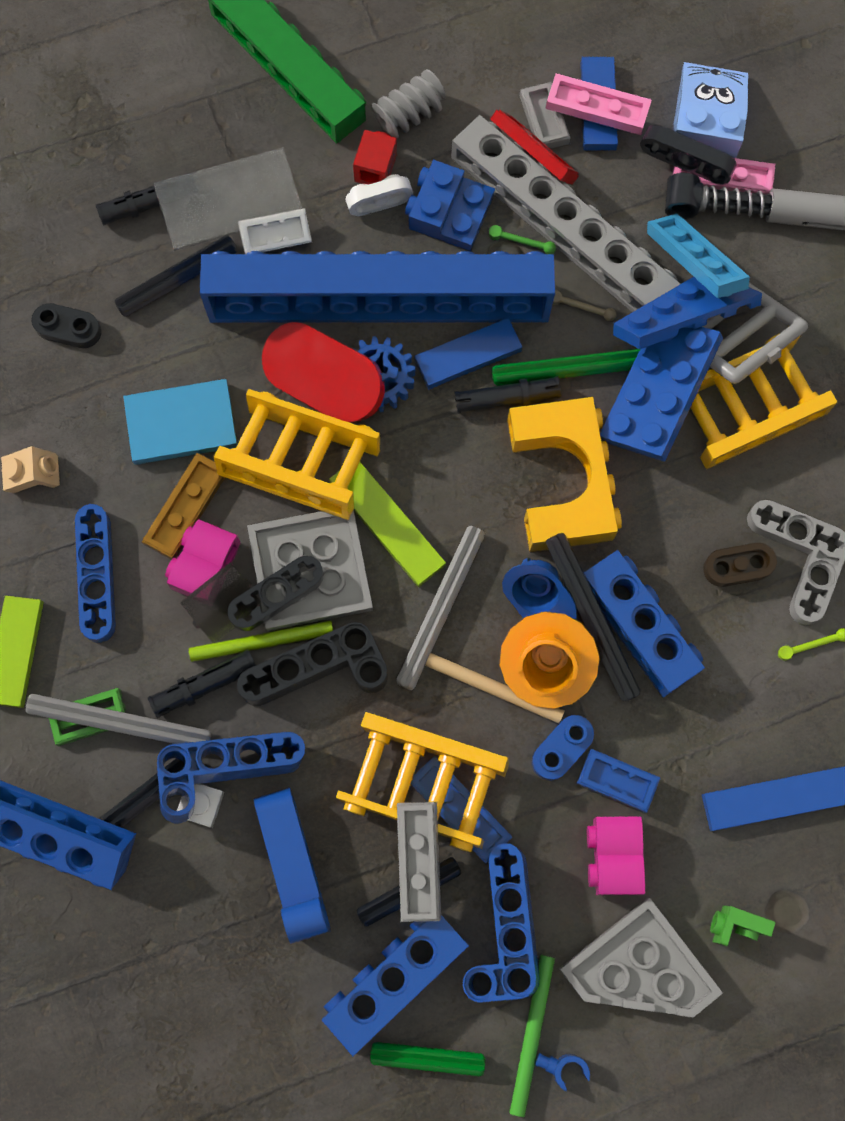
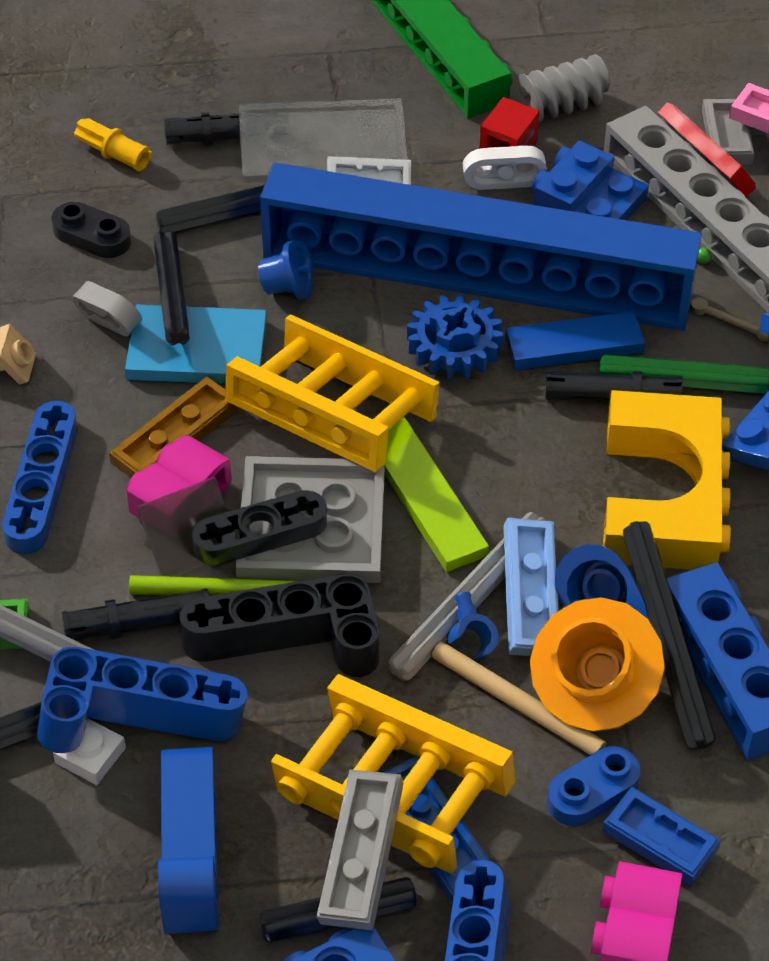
camera: 15 degrees right, 25 degrees down
(59, 235) = (113, 144): none -> yellow axle
(102, 409) = (107, 308): none -> light grey beam
(147, 377) = (171, 288): none -> black axle
(235, 339) = (289, 271): none -> blue piece
(323, 372) = (387, 315): red tile -> none
(445, 634) = (479, 623): none -> blue piece
(484, 592) = (529, 581): none -> light blue tile

